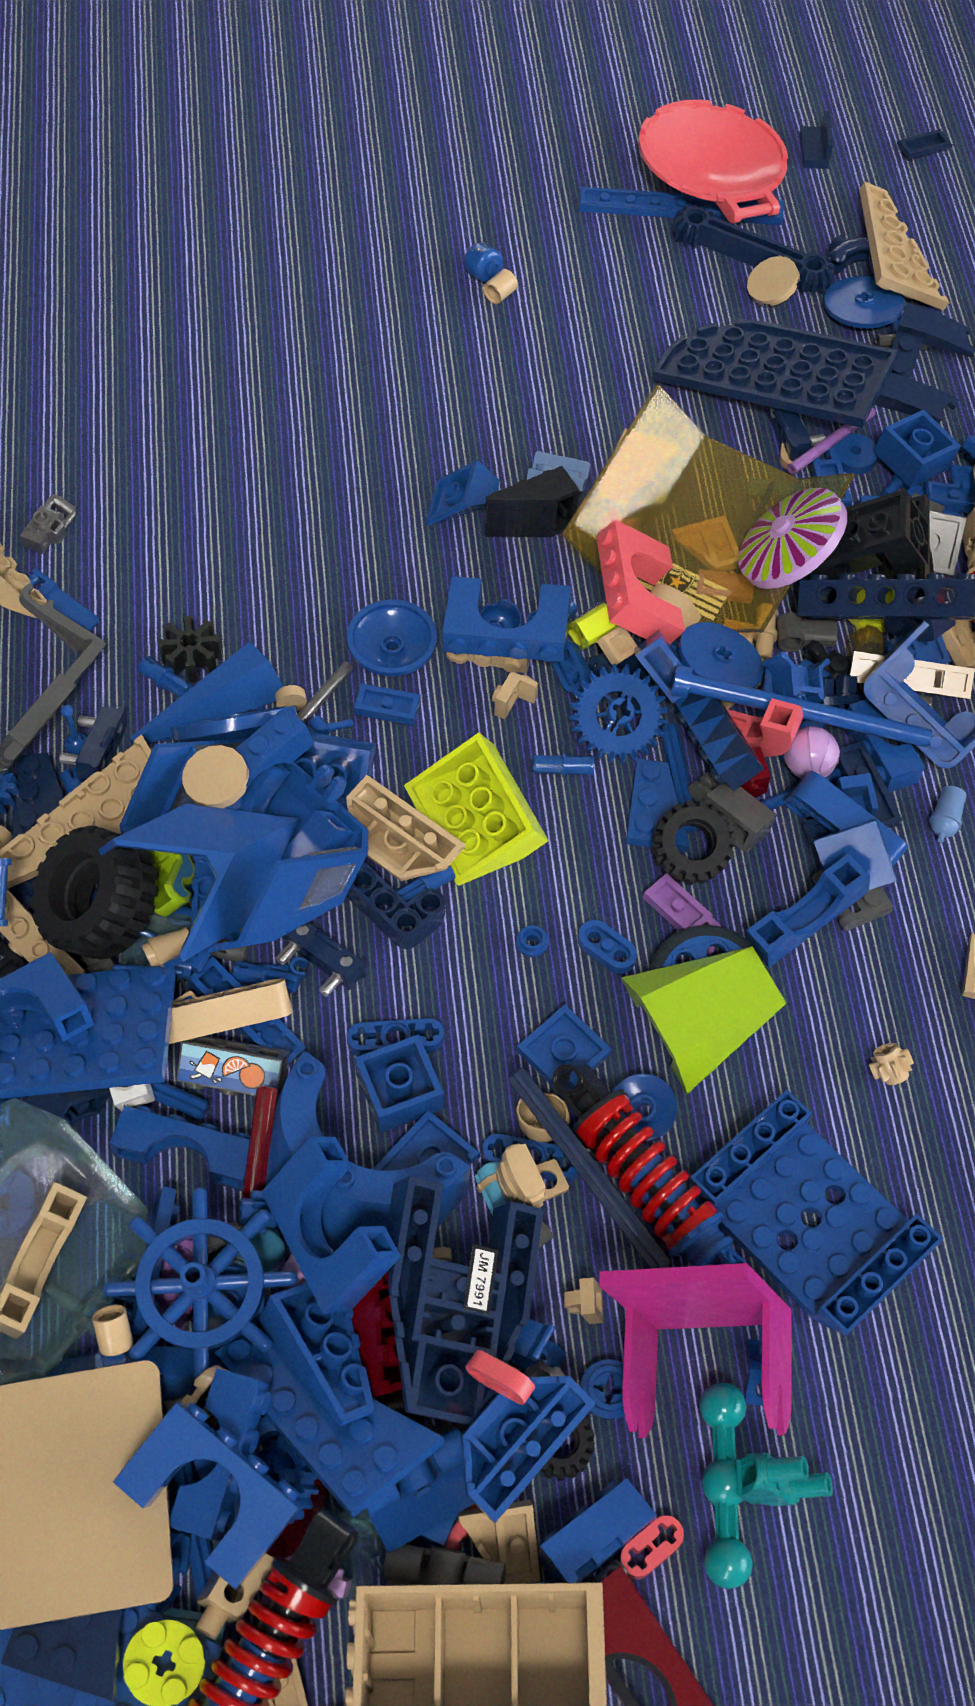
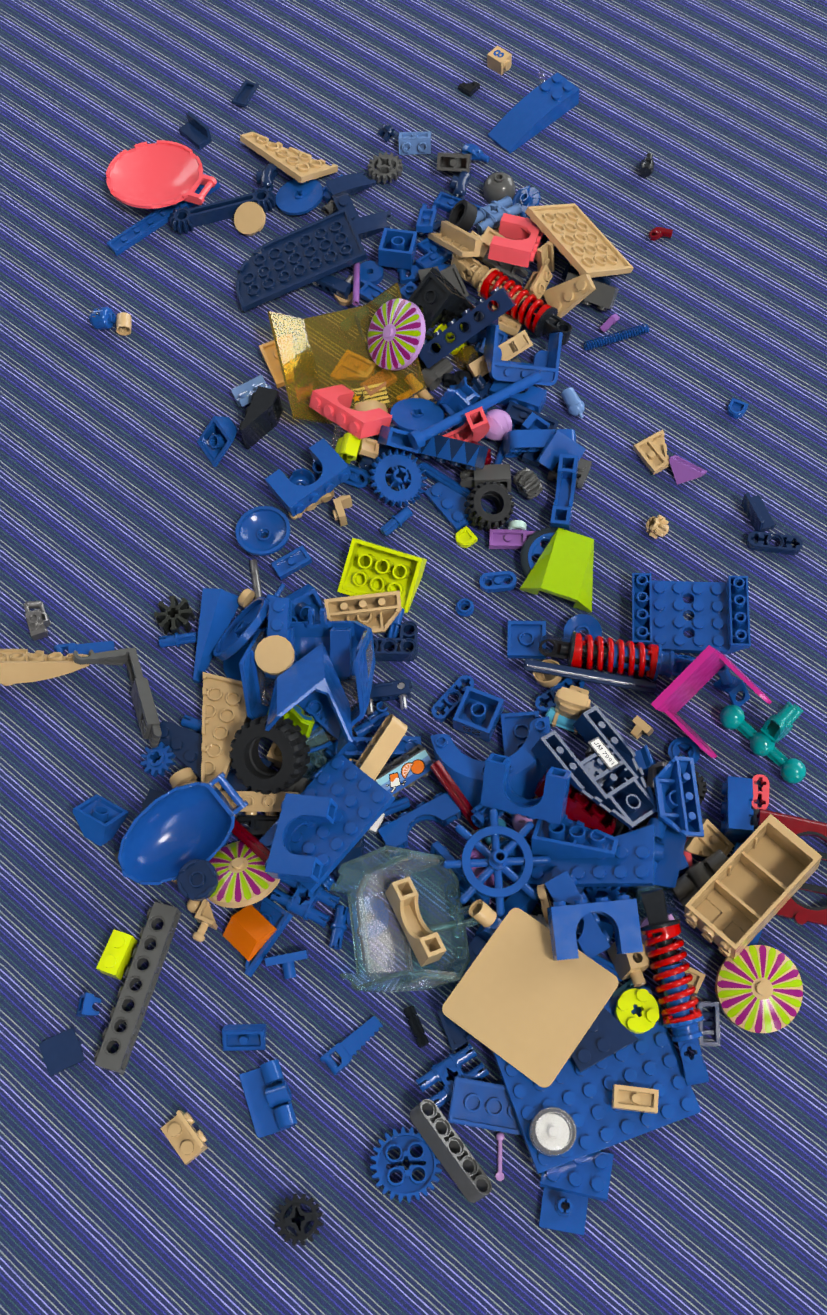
camera: 35 degrees left, 5 degrees up
(75, 740) = (169, 702): blue hinge -> none
(100, 743) = (184, 693): dark blue piece -> none
(164, 947) = (328, 747): tan cone -> none
(500, 1377) = (652, 780): coral beam -> none
(627, 858) = (465, 537): none -> neon yellow tile
(706, 899) = (517, 524): none -> light aqua tile
(775, 859) = (527, 483): none -> dark grey gear

